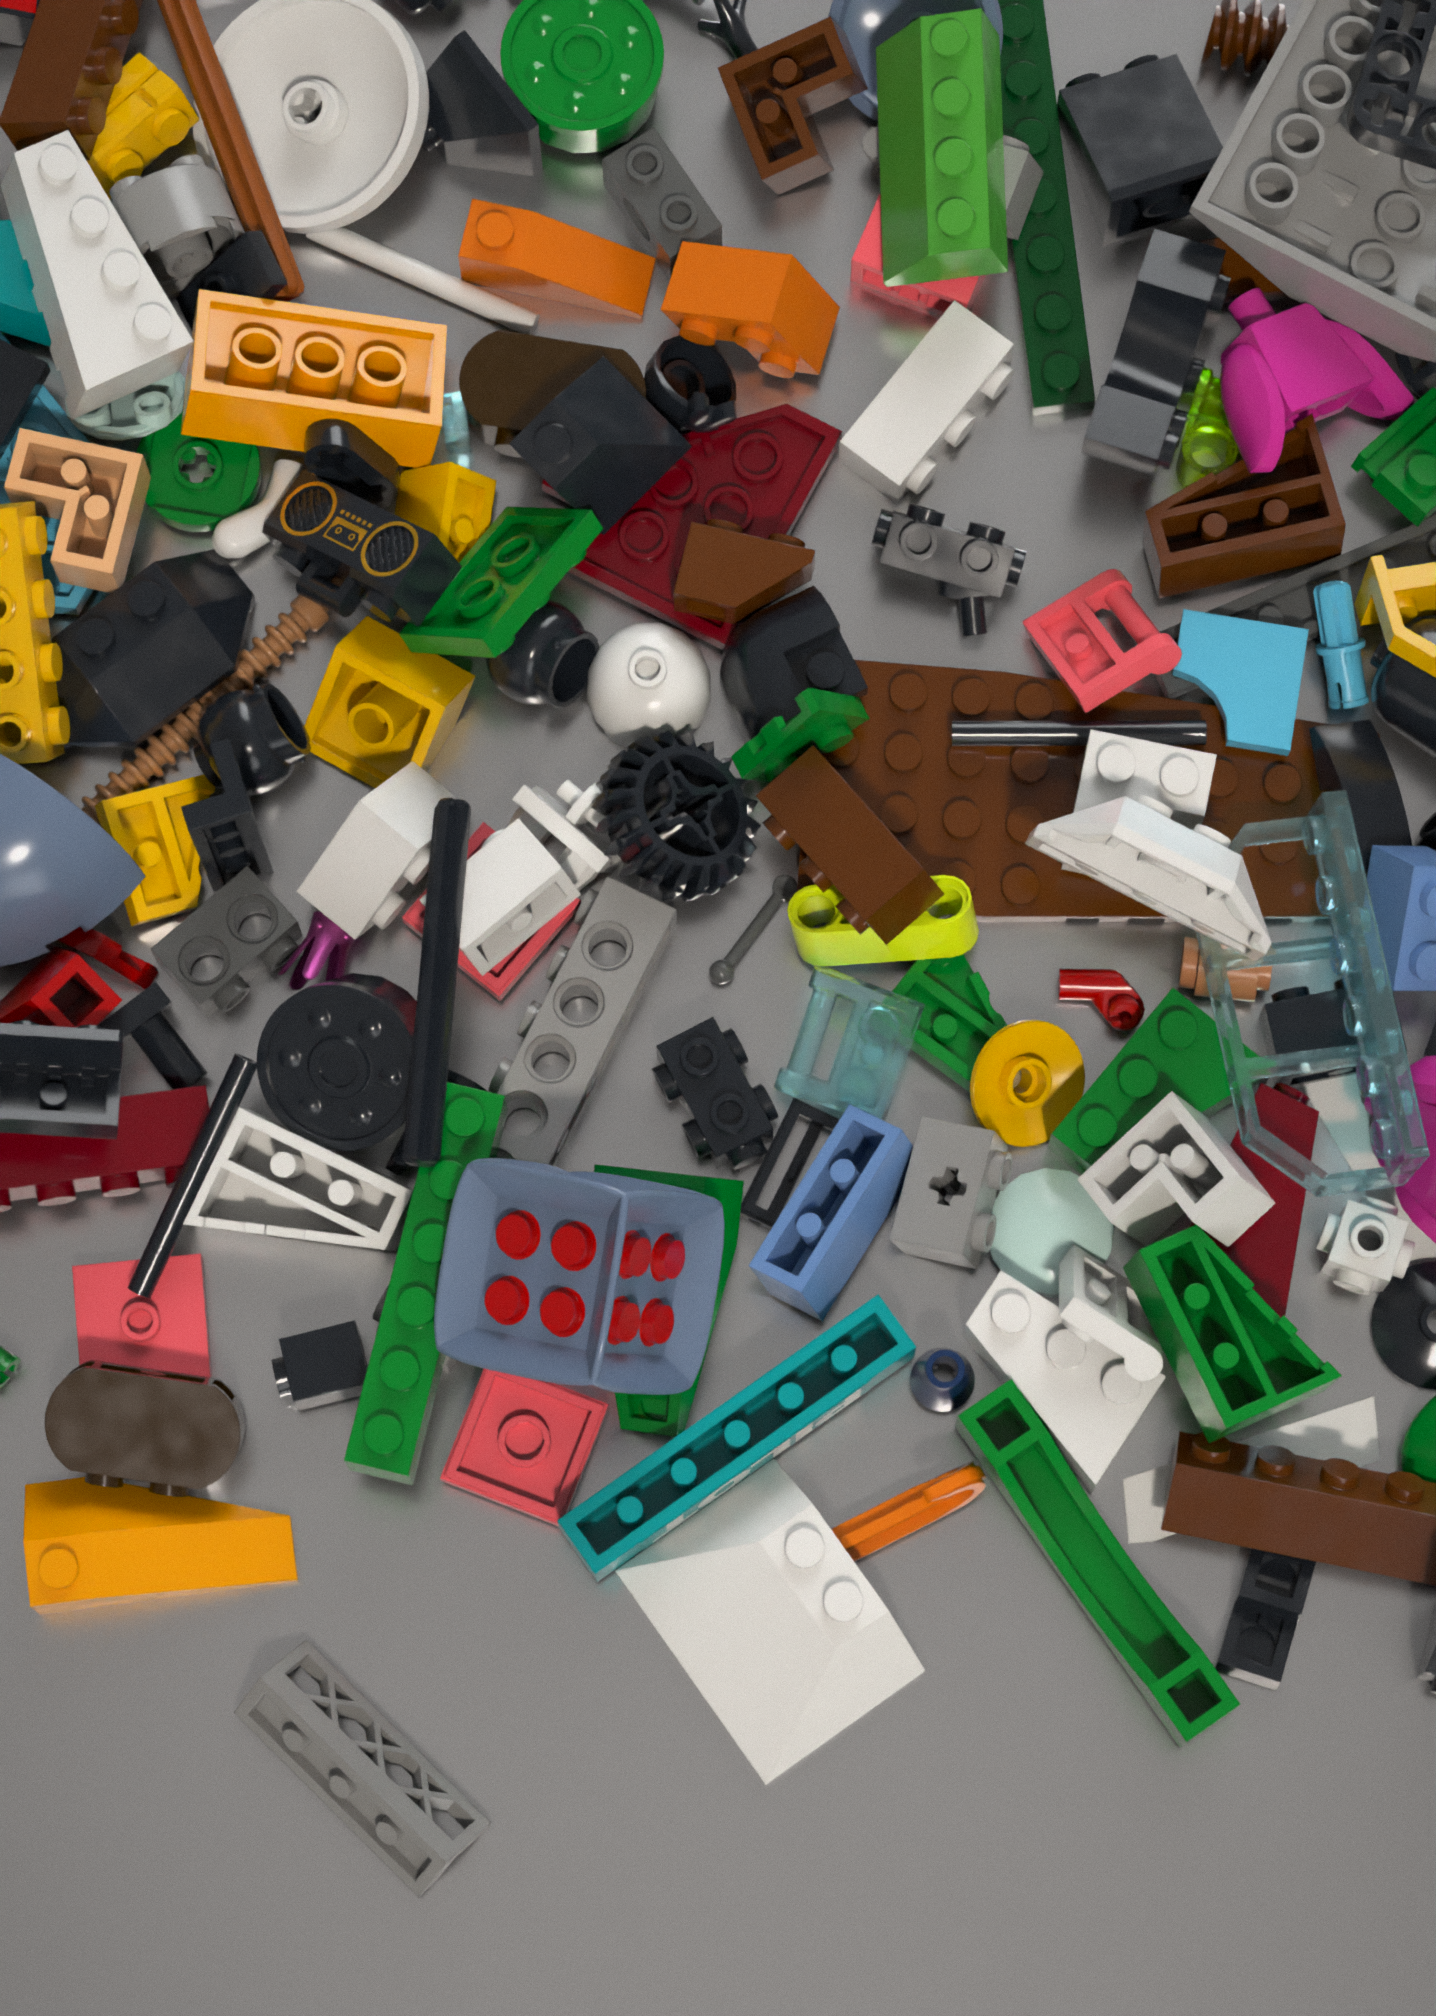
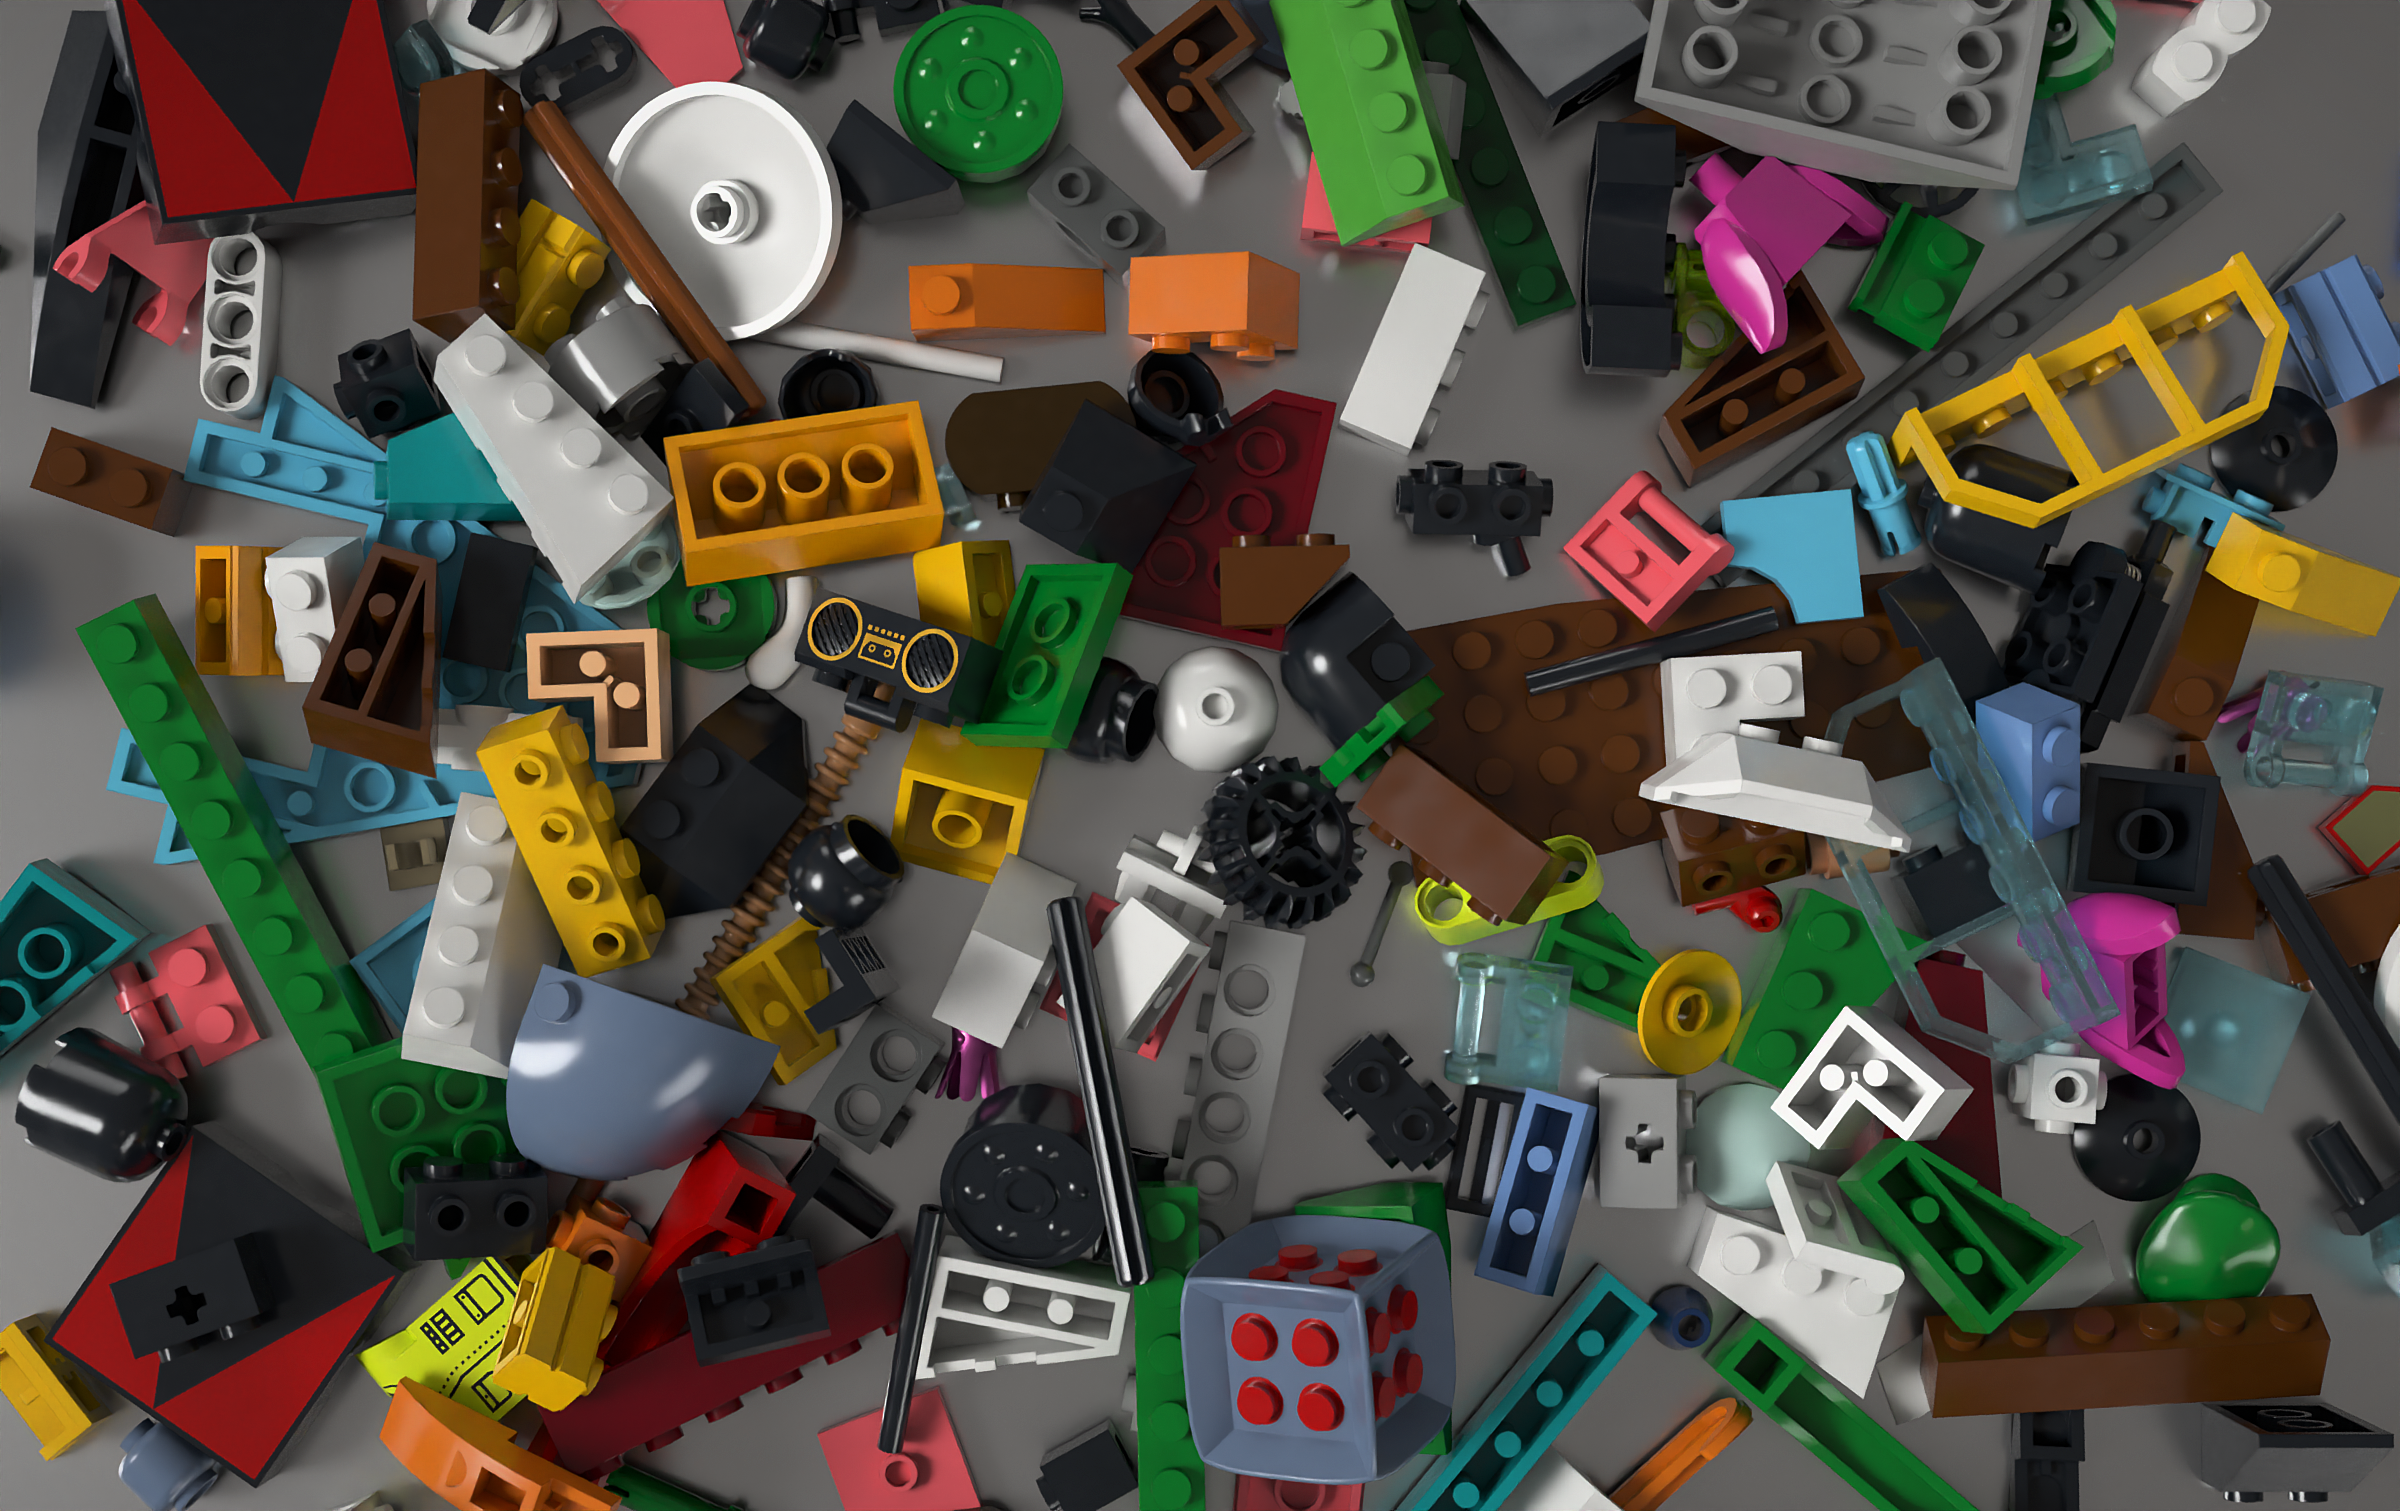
camera: 10 degrees left, 10 degrees up
(351, 461) = (863, 568): black beam -> none
(365, 286) = (826, 384): none -> black hair
(1109, 932) = (1725, 854): none -> reddish brown brick

